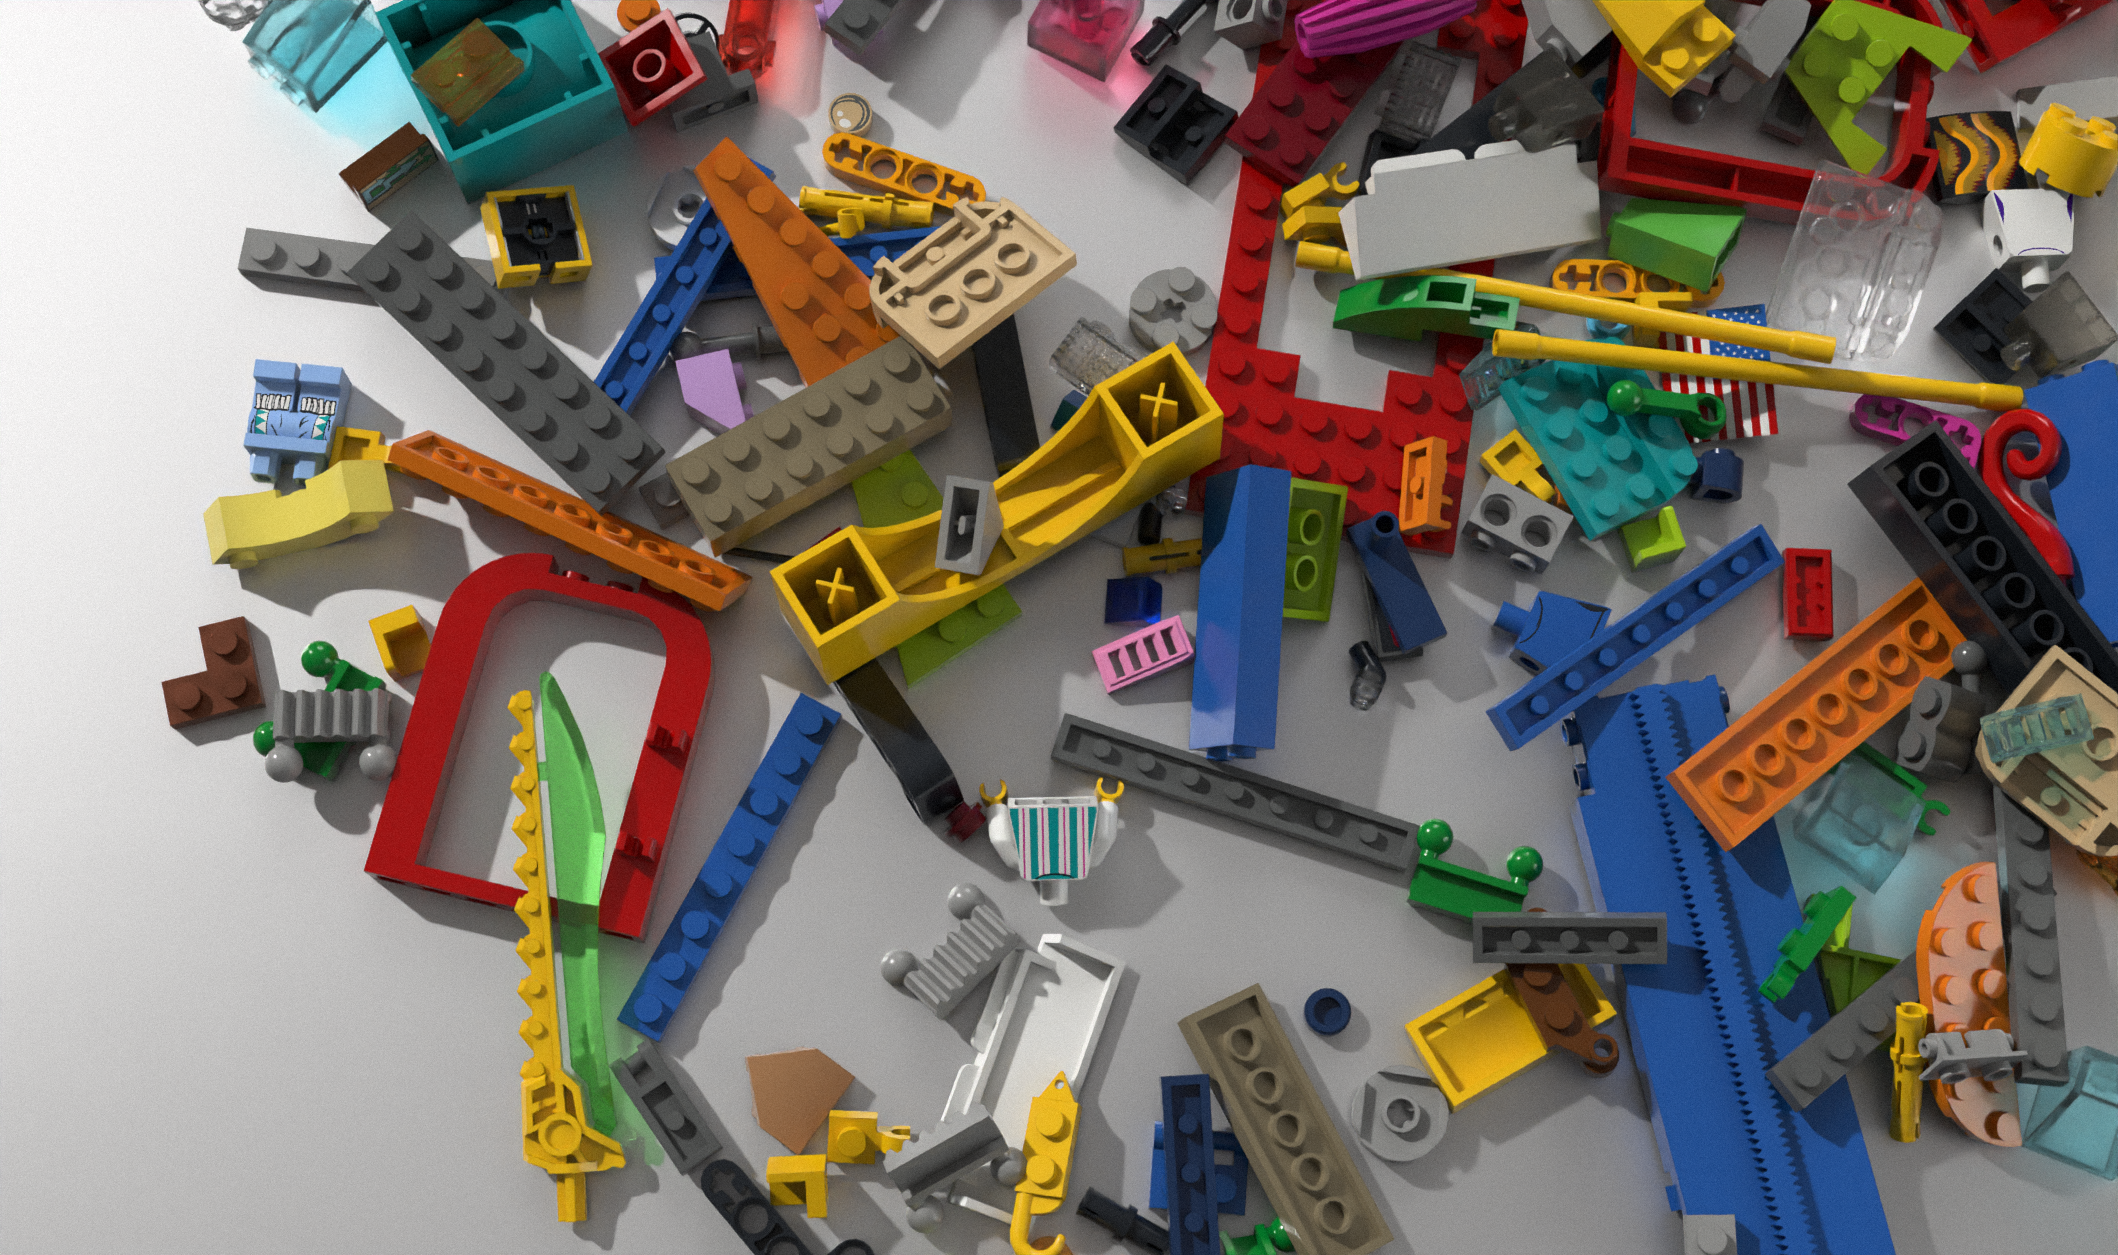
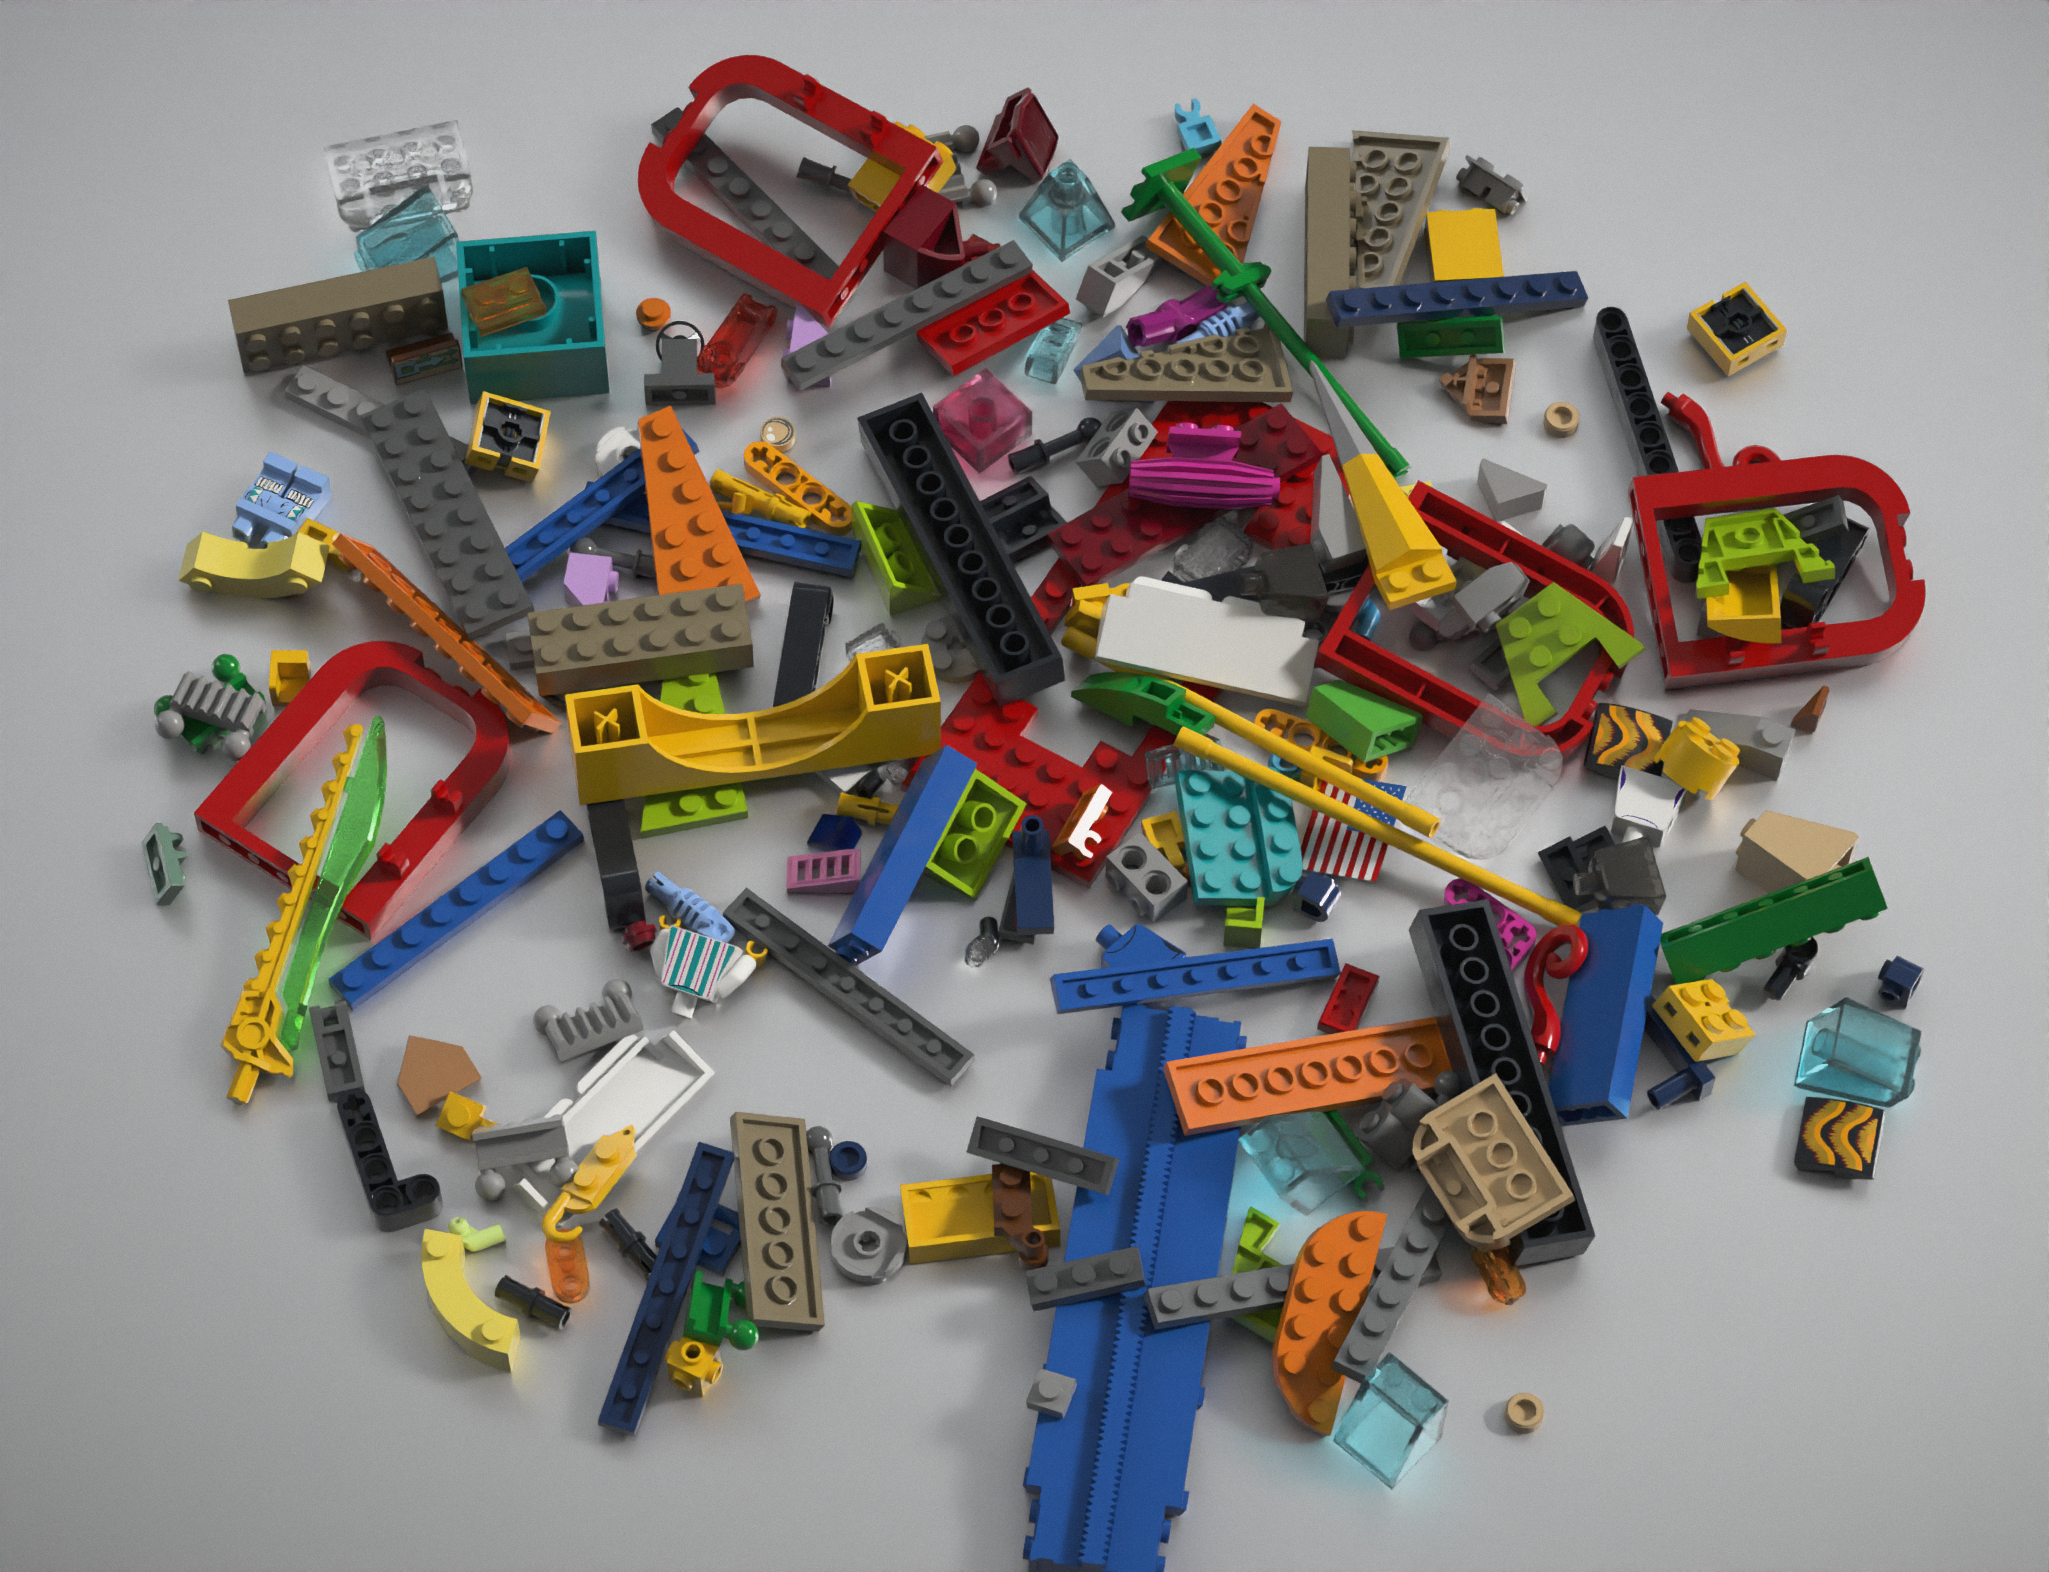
camera: 25 degrees right, 15 degrees down
(227, 686) = (149, 667): copper plate -> none
(264, 150) = (338, 314): none -> dark tan brick
(351, 946) = (164, 863): none -> sand green plate
(652, 67) = (640, 346): red slope -> none
(799, 1181) = (409, 1131): yellow panel -> none
(967, 277) = (804, 560): tan plate -> none
(968, 525) = (728, 725): light grey slope -> none
(1011, 764) = (690, 908): none -> light blue hinge
(1063, 217) = (892, 558): none -> lime slope
(1136, 192) = (961, 550): none -> black brick
(1323, 1067) = (825, 1190): none -> dark grey pin
(1462, 891) = (975, 1100): green gear -> none
(1628, 398) = (1263, 810): green piece -> none
(1687, 1077) = (1085, 1278): none -> dark grey plate
(1802, 945) = (1214, 1219): green plate -> none
(1908, 1065) = (1261, 1330): yellow pin -> none
(1987, 1055) = (1315, 1341): light grey hinge -> none
(2006, 736) = (1454, 1138): clear light blue slope -> none

